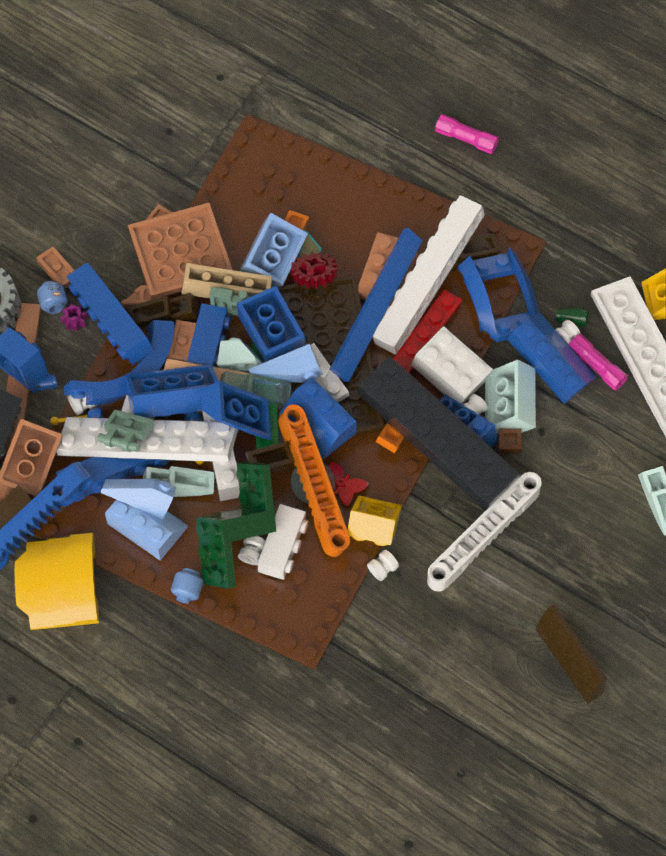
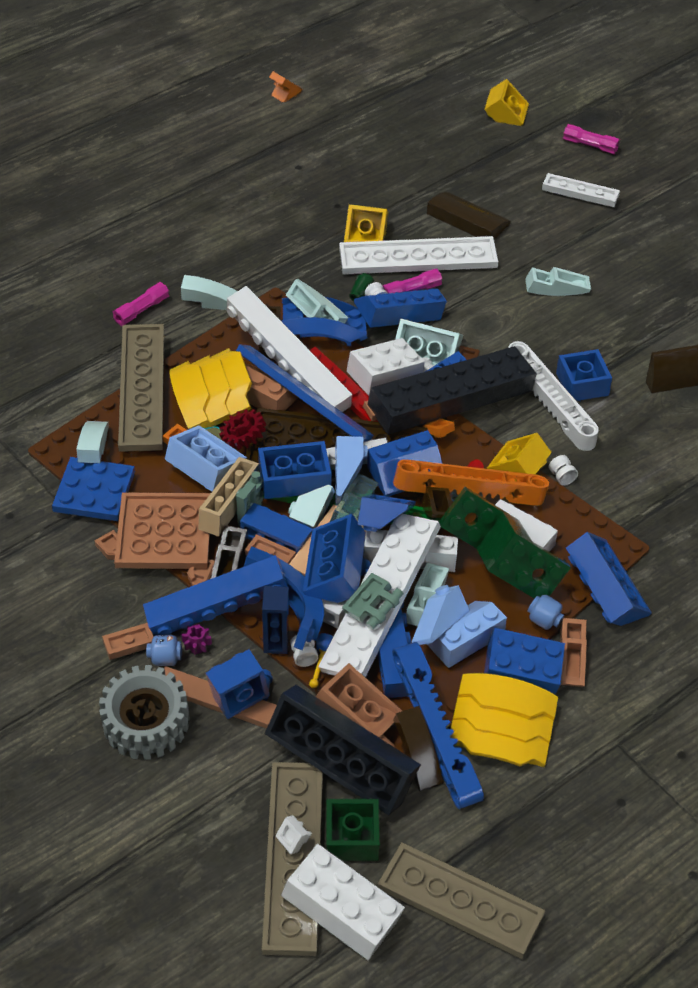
camera: 75 degrees left, 15 degrees down
(90, 360) = (275, 619): none -> dark blue brick
(123, 581) = (525, 658): none -> blue brick
(157, 622) = (574, 660): none -> nougat slope
(213, 179) = (93, 489): none -> blue plate
(247, 633) = (607, 580): none -> blue slope
(263, 157) = (92, 441): none -> light aqua slope
(349, 172) = (141, 388): none -> dark tan plate
(357, 224) = (211, 388): none -> yellow slope
(504, 188) = (208, 292): none -> light aqua slope
(506, 281) = (313, 303): none -> light aqua slope
(519, 553) = (584, 375): none -> blue brick

